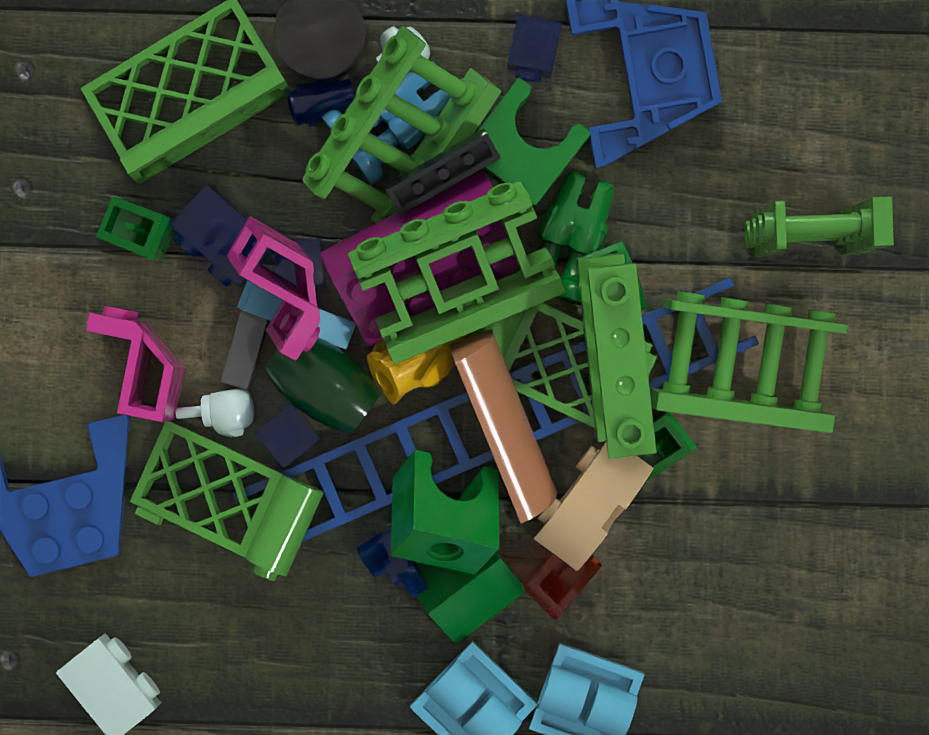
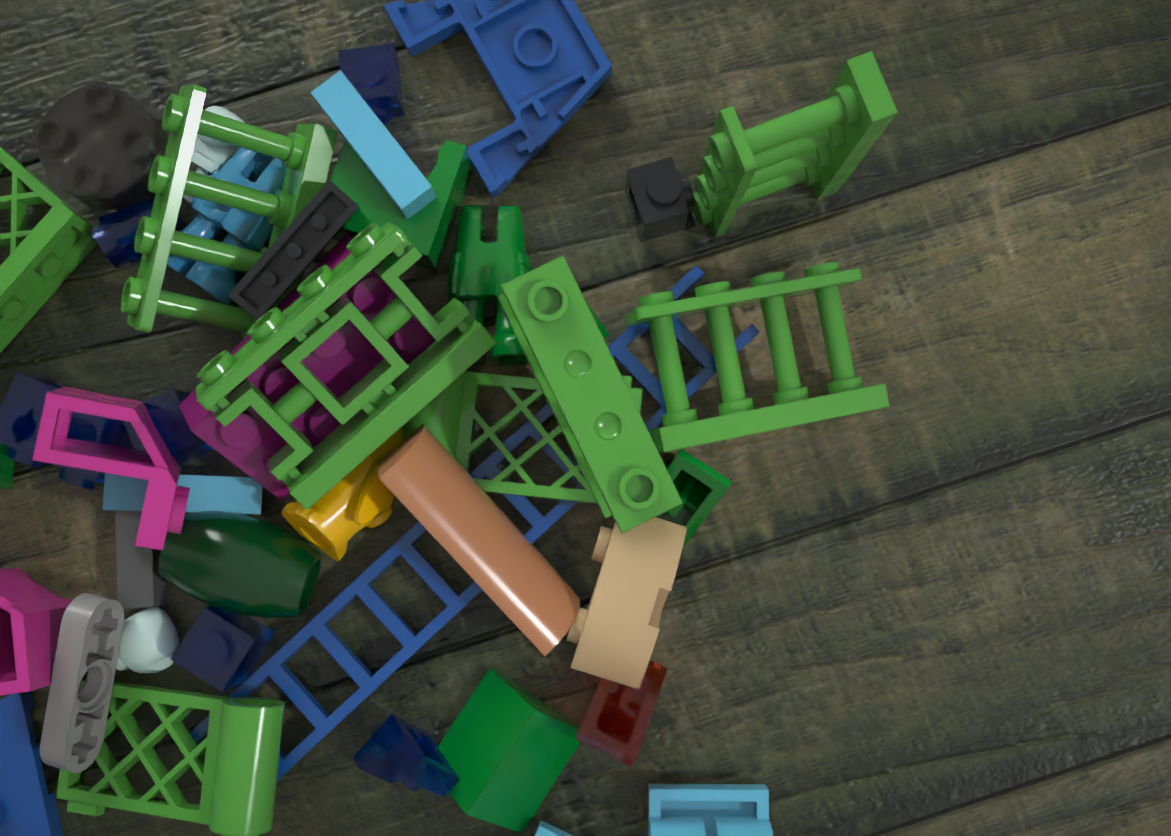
camera: 20 degrees left, 5 degrees down
(184, 426) = (75, 722): none -> light grey beam
(438, 528) = (441, 701): green piece -> none
(525, 112) = (374, 144): none -> medium azure piece
(721, 217) = (659, 199): none -> black brick

